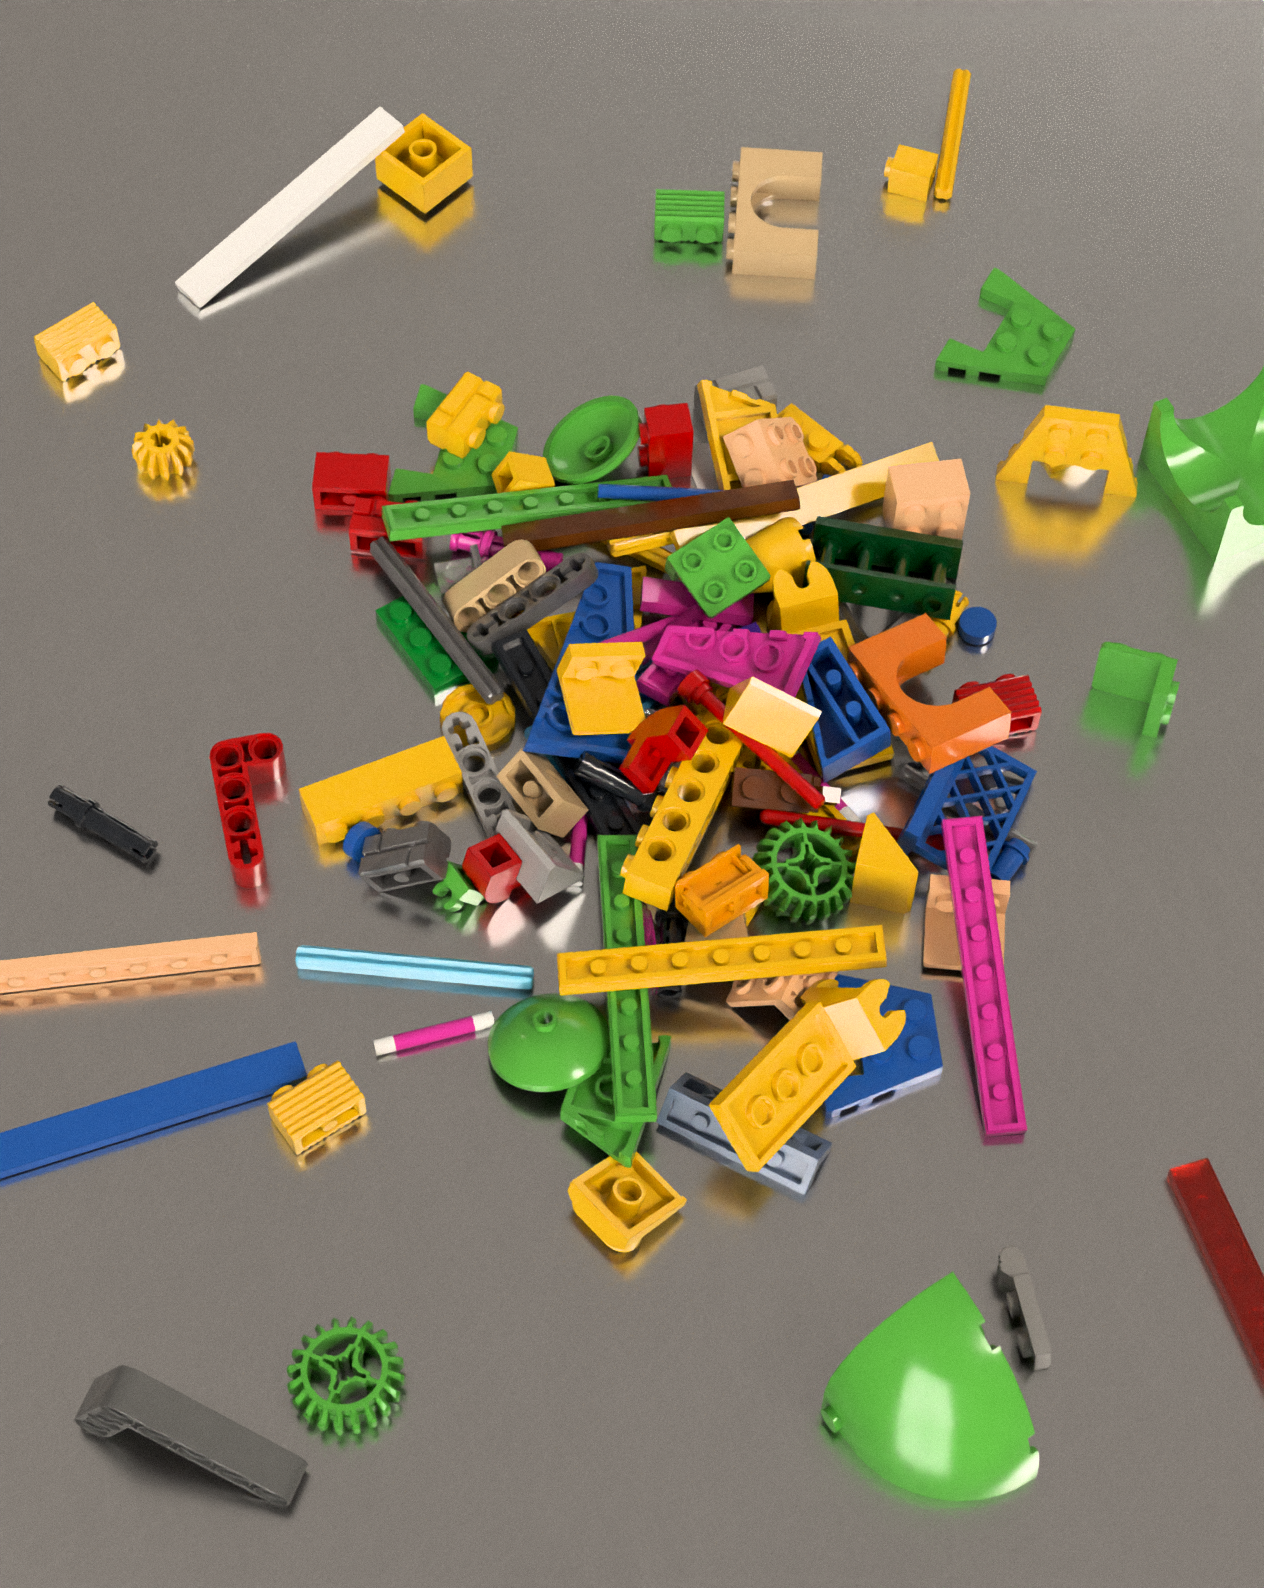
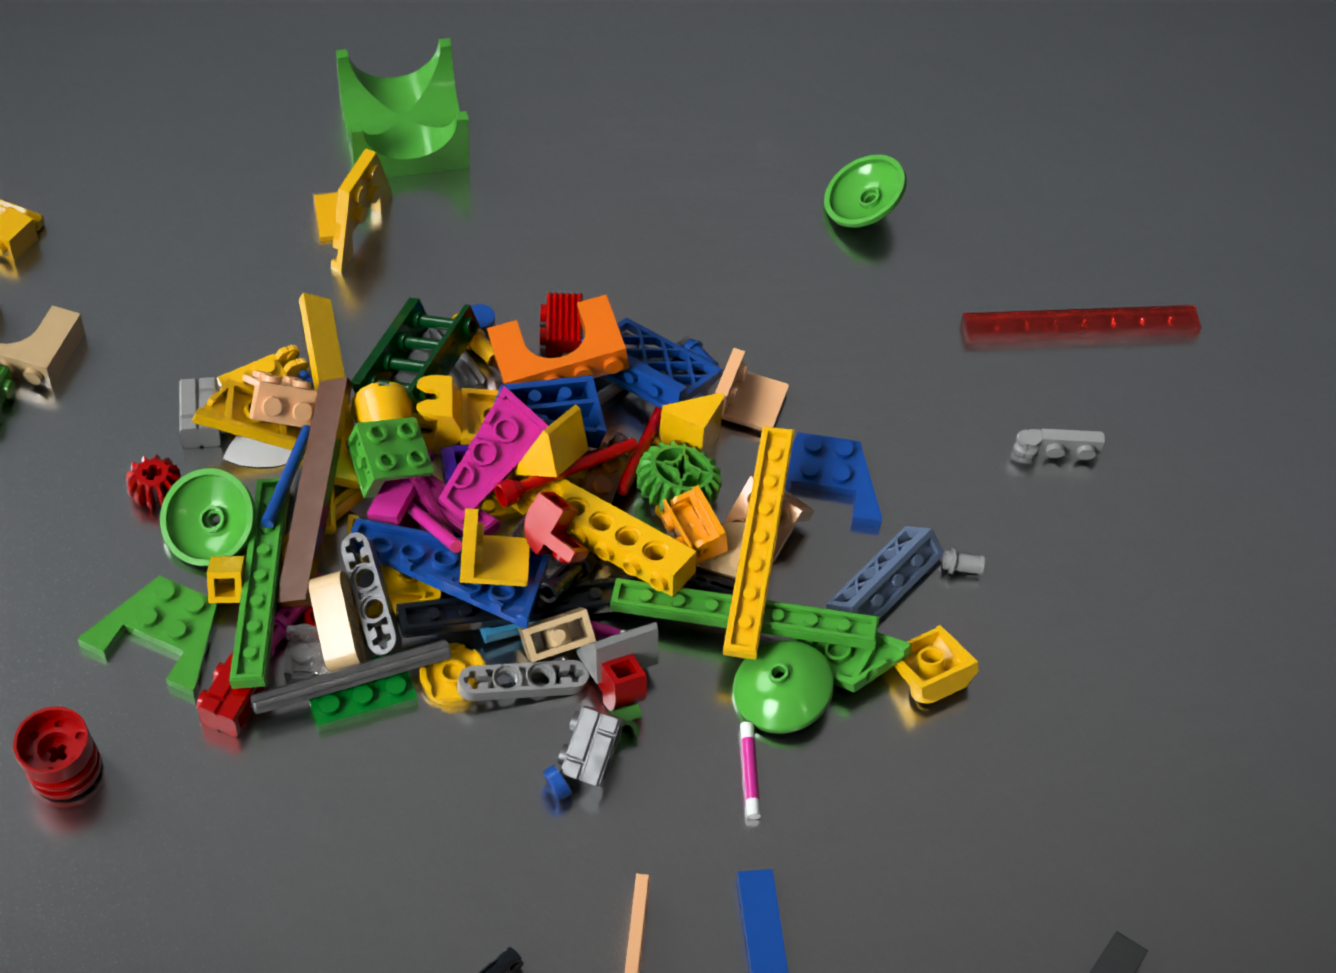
camera: 80 degrees left, 5 degrees down
(163, 449) = (65, 866): yellow gear -> none
(241, 812) = (499, 865): red beam -> none
(274, 400) = (57, 753): none -> red wheel
(316, 1106) = (804, 866): yellow brick -> none
(316, 1359) = (1067, 908): bright green gear -> none
(345, 476) = (168, 715): red brick -> none
(381, 790) = (511, 758): yellow brick -> none
(414, 967) = (685, 773): axle -> none
(465, 415) = (144, 602): yellow brick -> none
(633, 382) = (151, 480): none -> red gear
(666, 441) = (234, 454): red brick -> none
(795, 1217) = (963, 562): none -> light grey pin
(803, 1066) = (830, 484): yellow hinge -> none
(927, 498) = (365, 308): light nougat brick -> none
(934, 1402) = (1130, 503): bright green brick -> none
(983, 977) = (800, 388): dark pink tile -> none
(1025, 343) = (216, 213): bright green wing -> none
(1140, 677) = (584, 221): bright green bracket -> none

